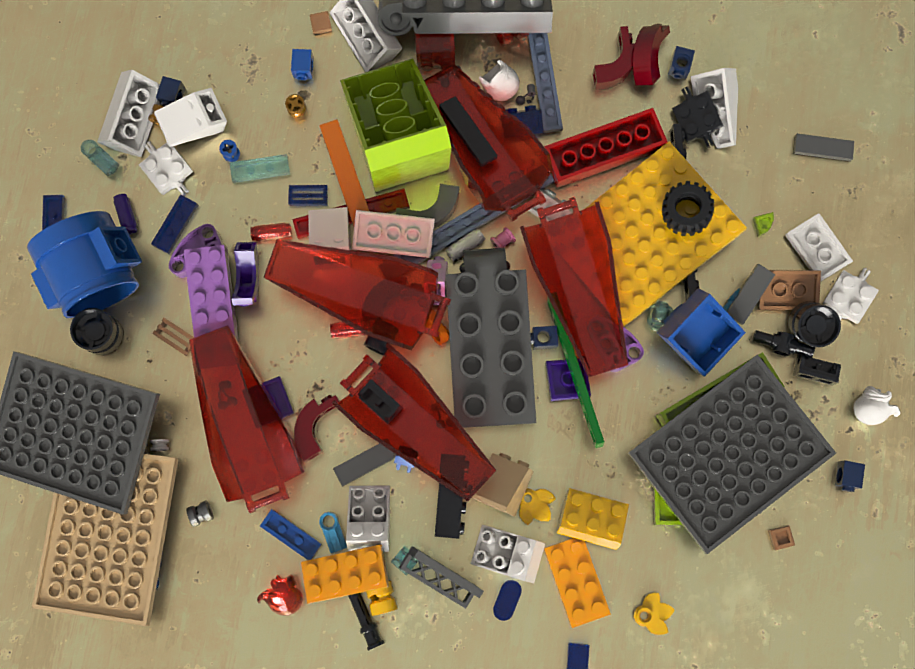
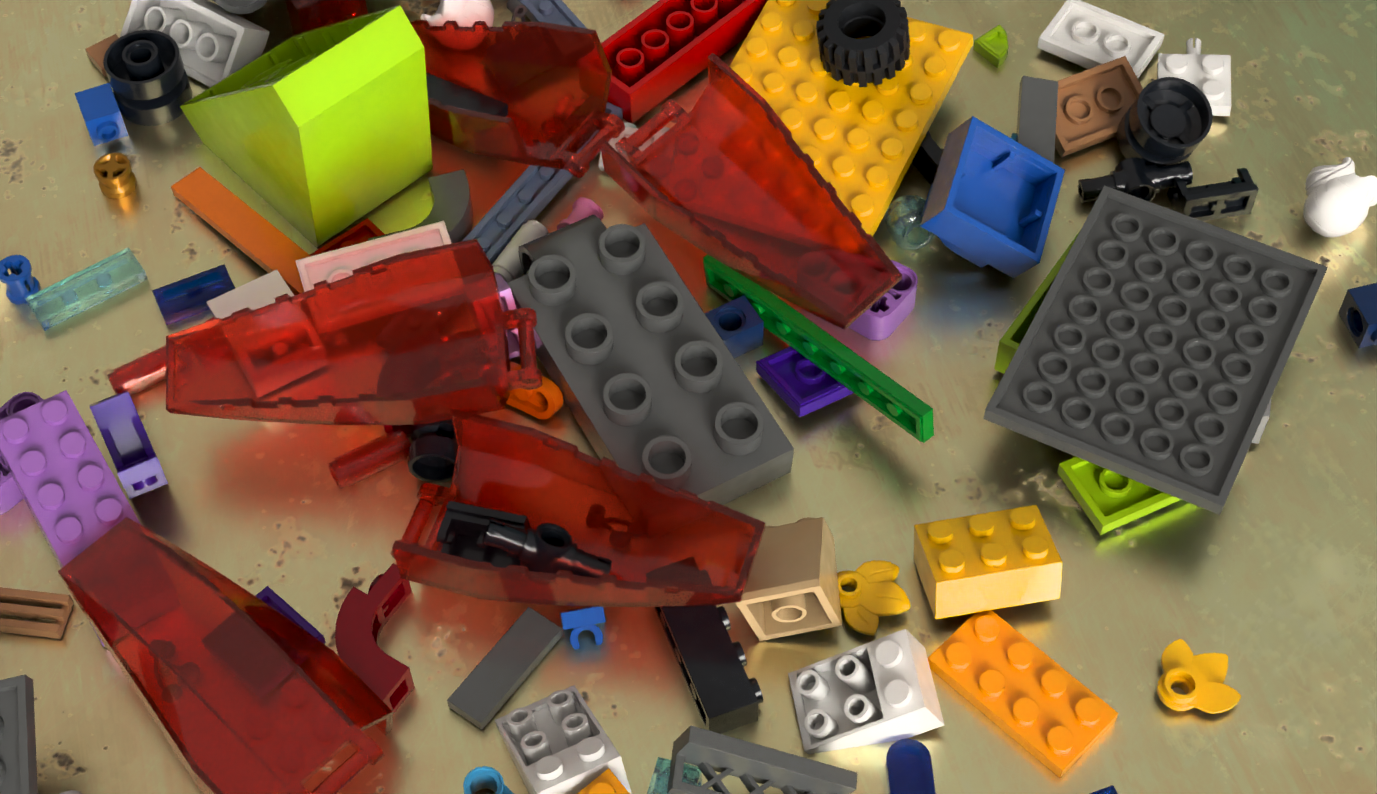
camera: 25 degrees left, 25 degrees down
(331, 53) = (147, 77): none -> black wheel
(408, 433) = (545, 549): none -> black pin
(781, 537) = (1328, 459): medium nougat tile -> none

